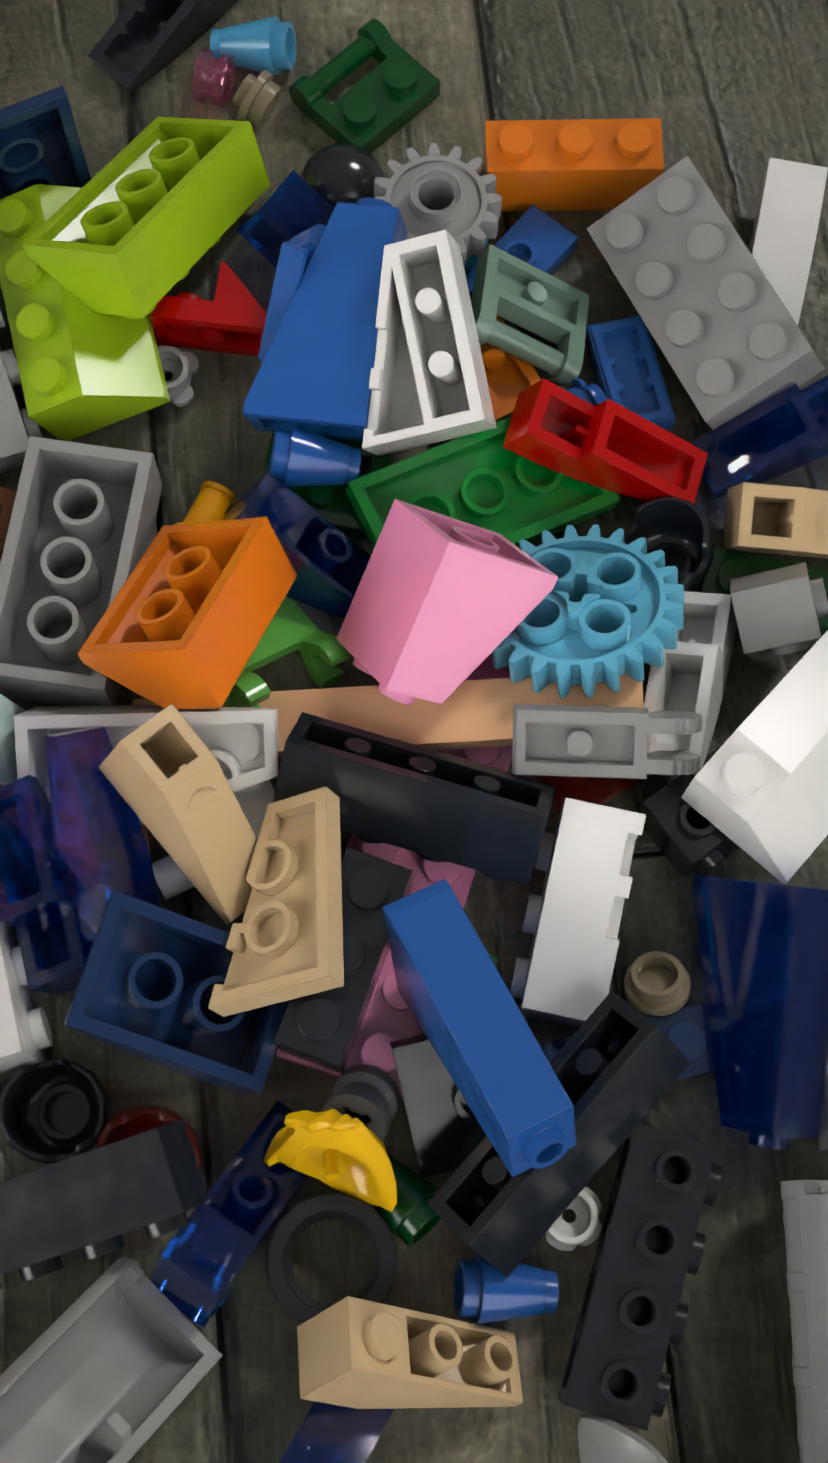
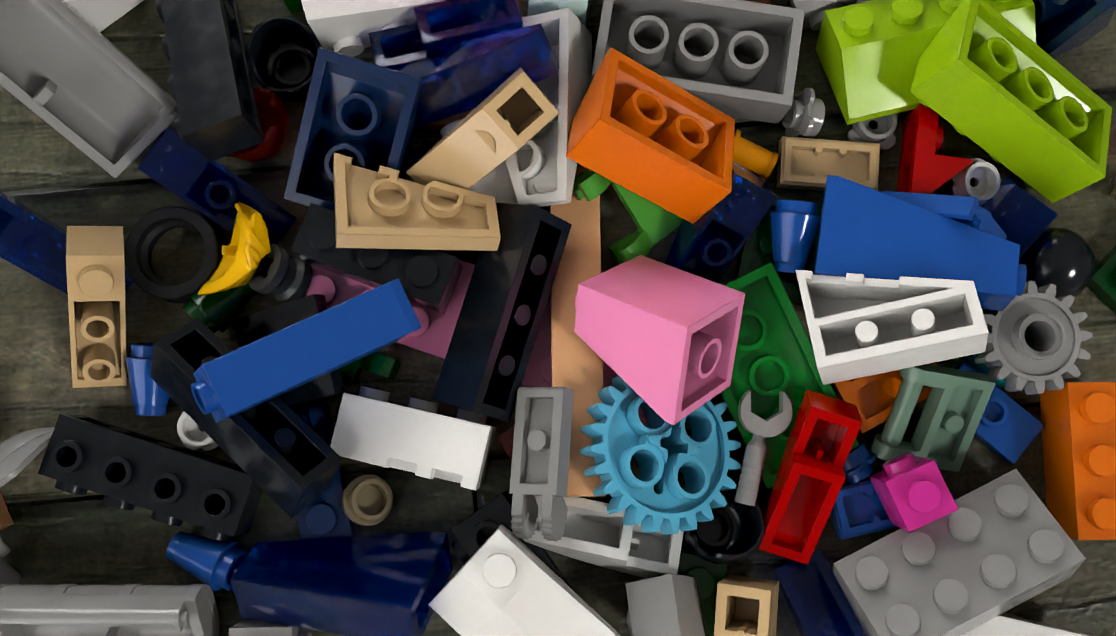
camera: 90 degrees right, 10 degrees up
(164, 445) = (805, 115): none -> light grey plate
(218, 428) = (808, 162): none -> tan plate
(247, 260) = (986, 181): none -> white plate
(575, 505) = (756, 447): none -> light grey piece
(620, 333) = (913, 491): none -> dark pink brick
(745, 1196) = (206, 558): none -> blue cone

